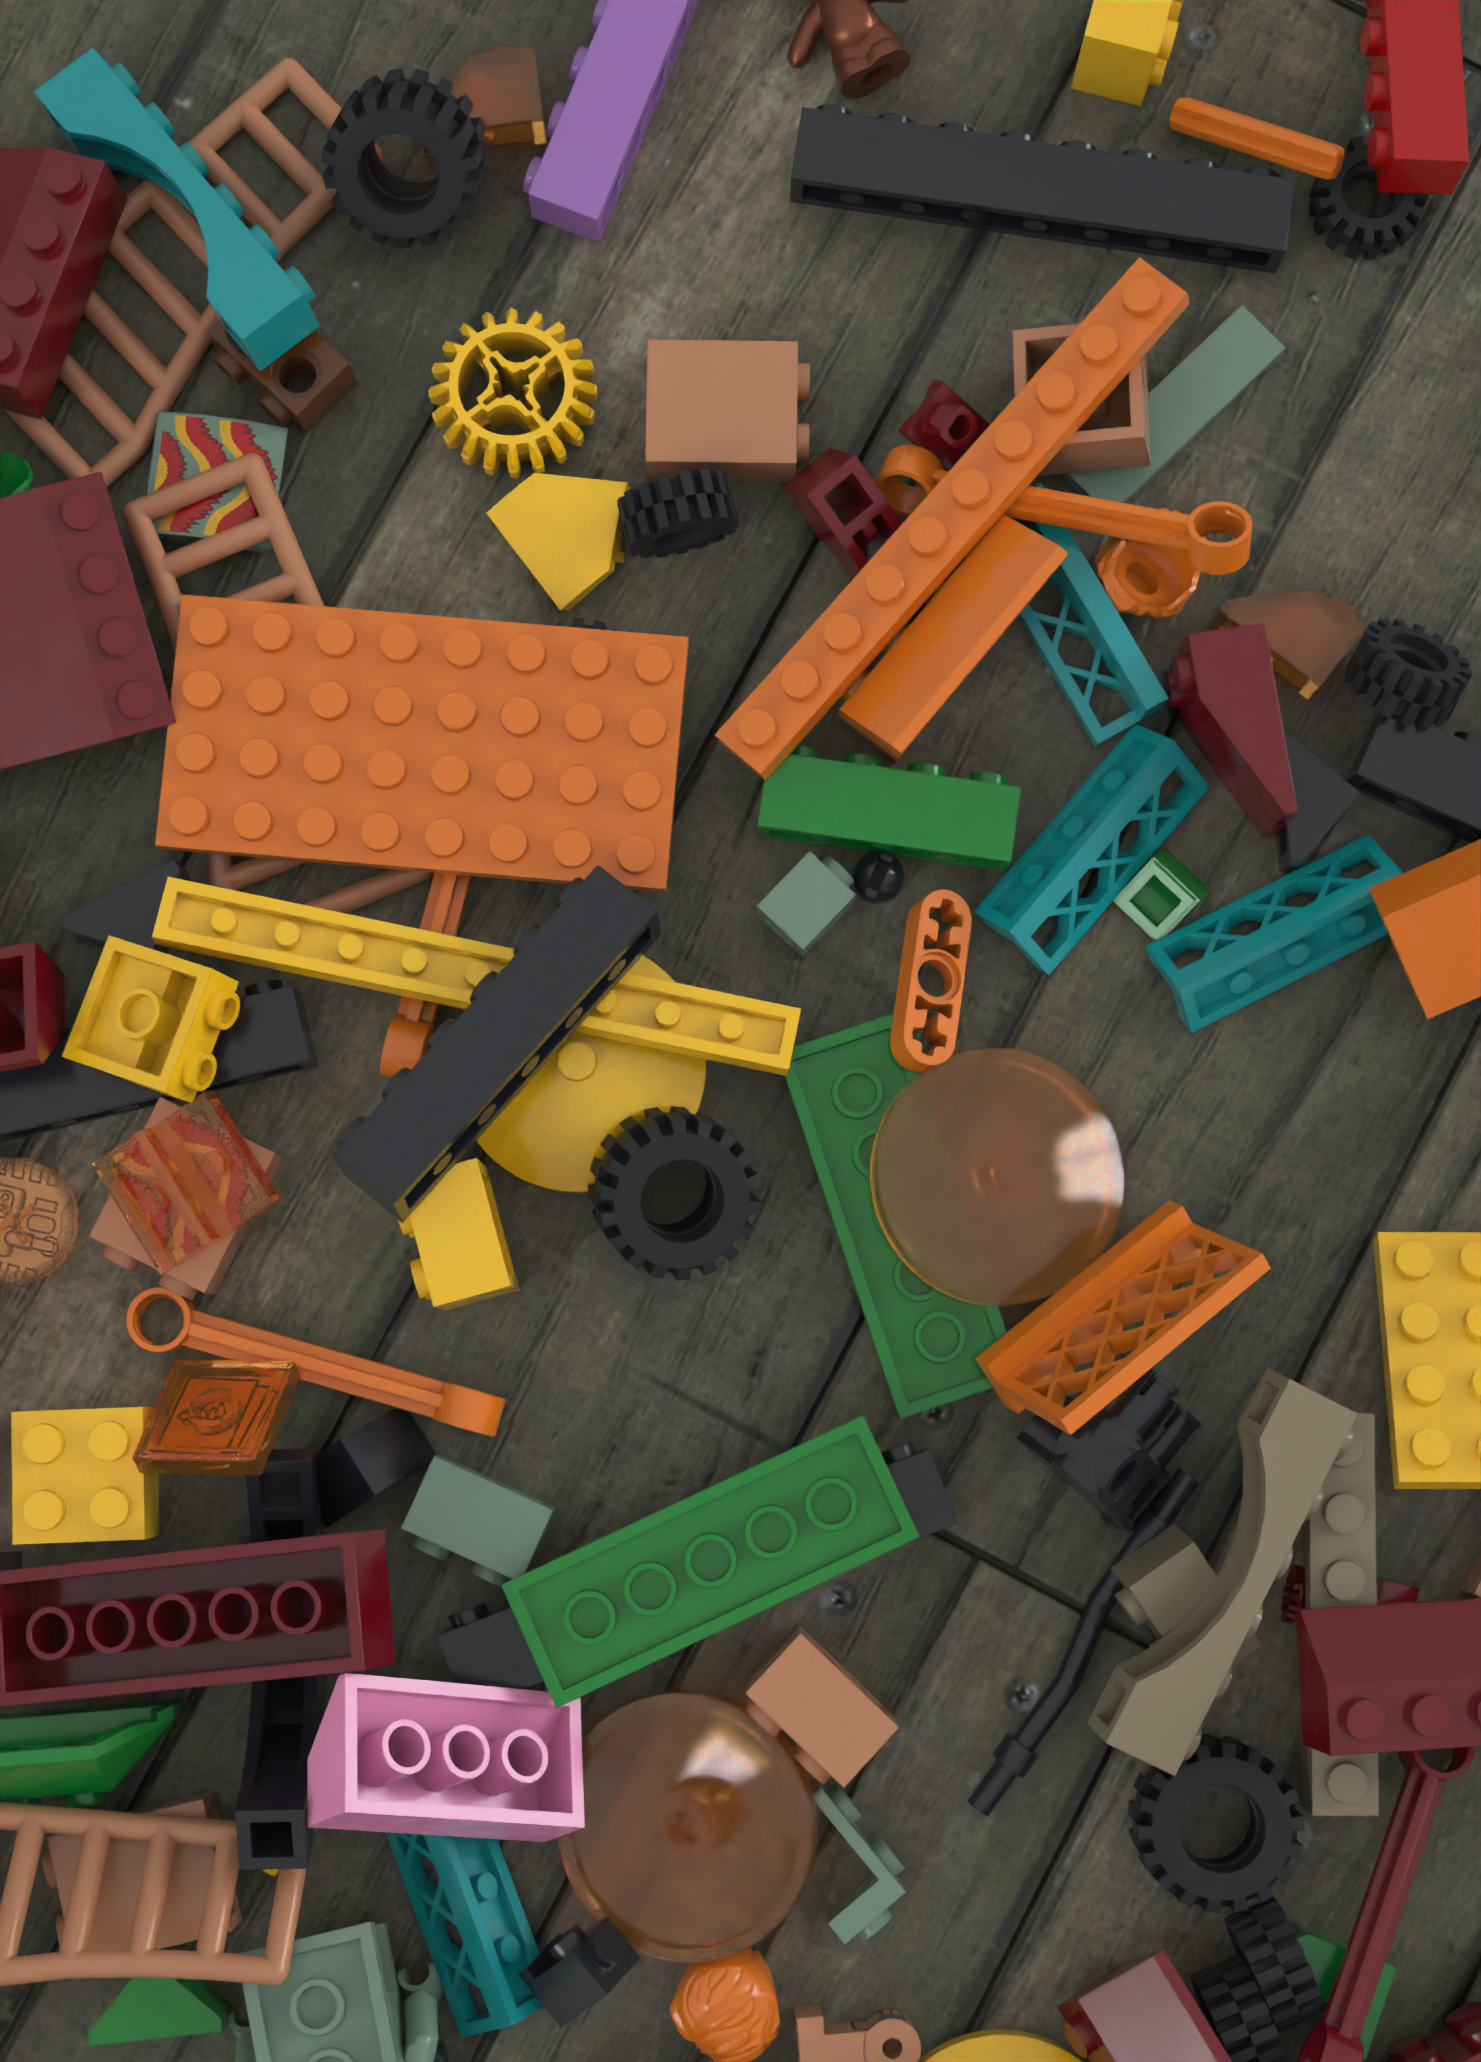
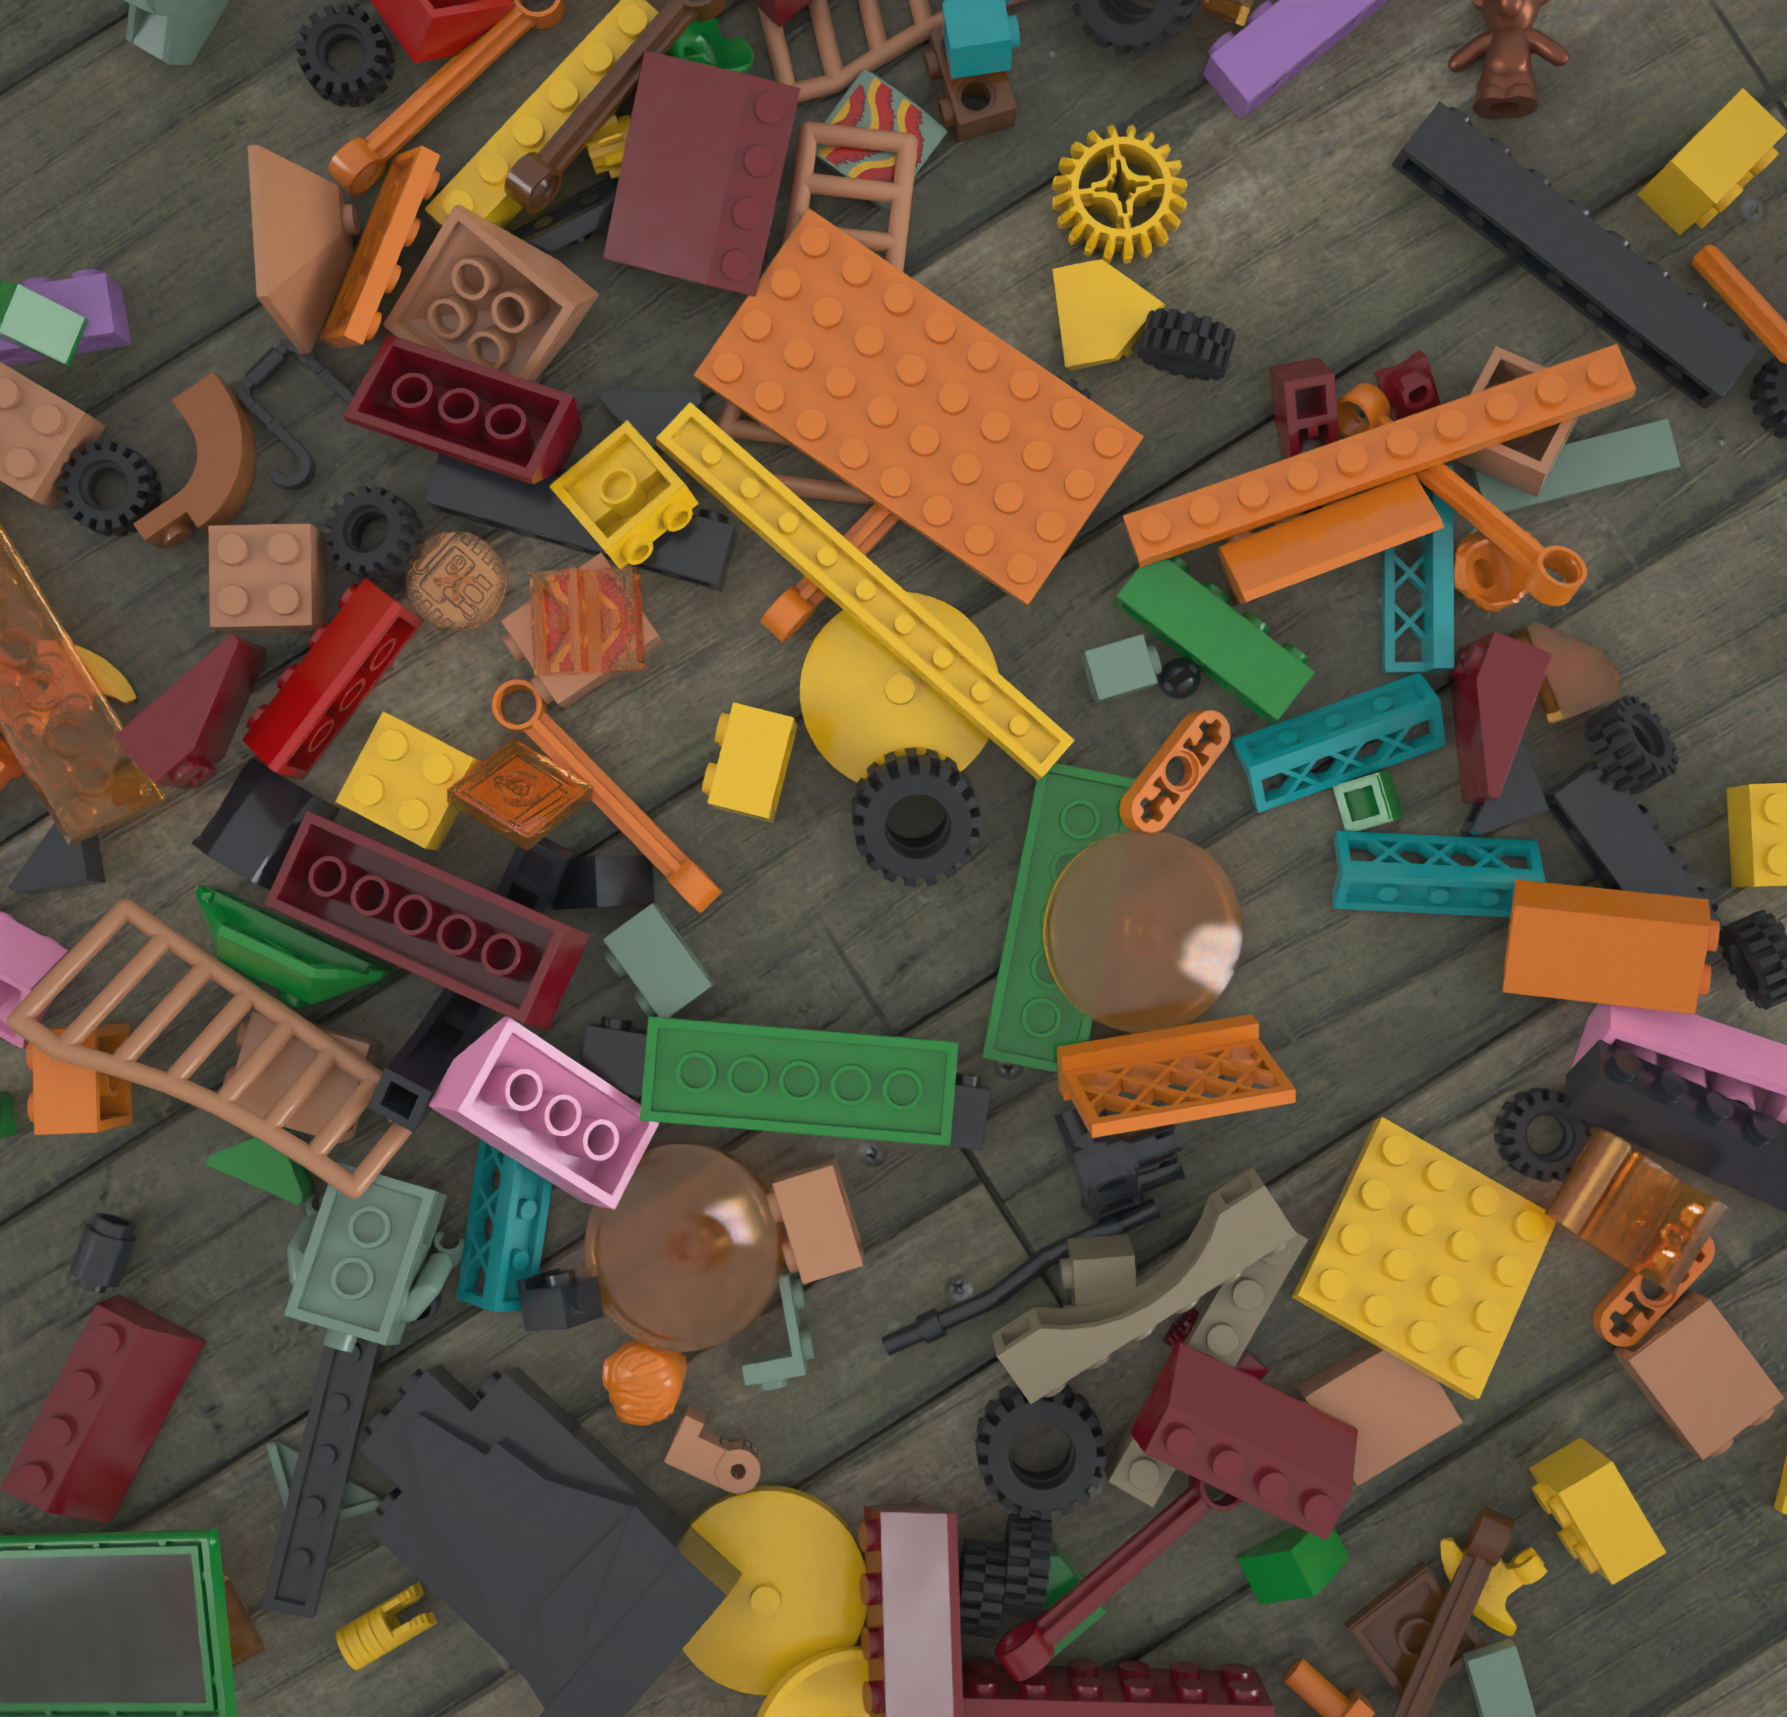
camera: 30 degrees right, 5 degrees up
(497, 1042) = (853, 645): black brick -> none
(725, 408) = (1262, 288): nougat brick -> none

